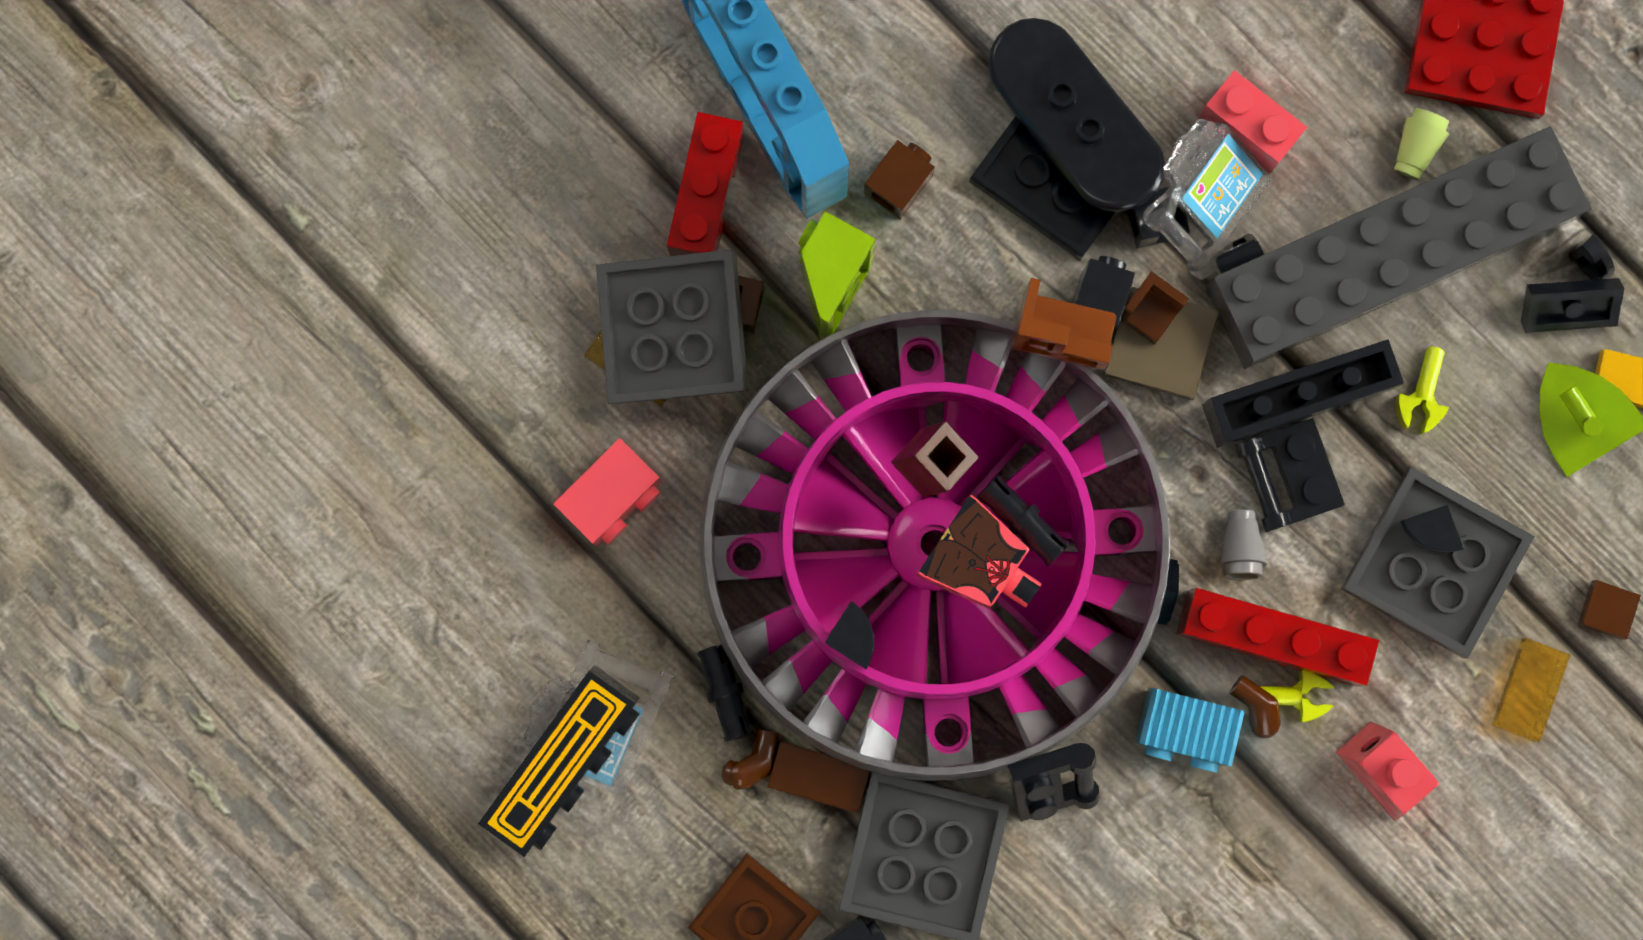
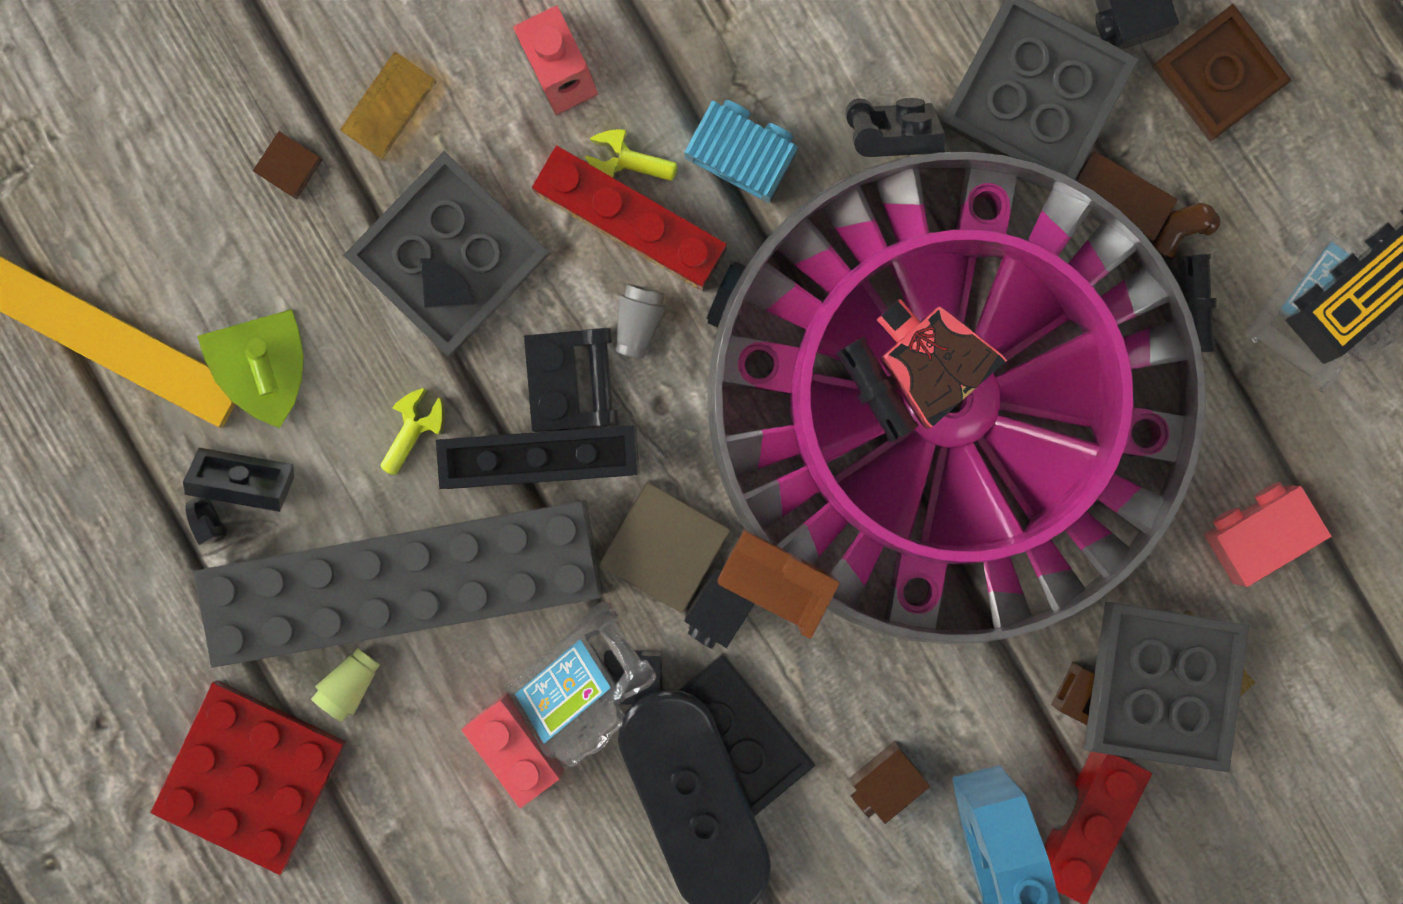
camera: 165 degrees left, 5 degrees up
(833, 268) = (994, 700): lime slope -> none
(853, 636) = (1083, 314): black tile -> none
(934, 459) = (957, 474): brick -> none
(1153, 307) = (668, 583): reddish brown panel -> none
(1243, 251) = (555, 618): black tile -> none
(1262, 707) = (663, 155): reddish brown arm -> none

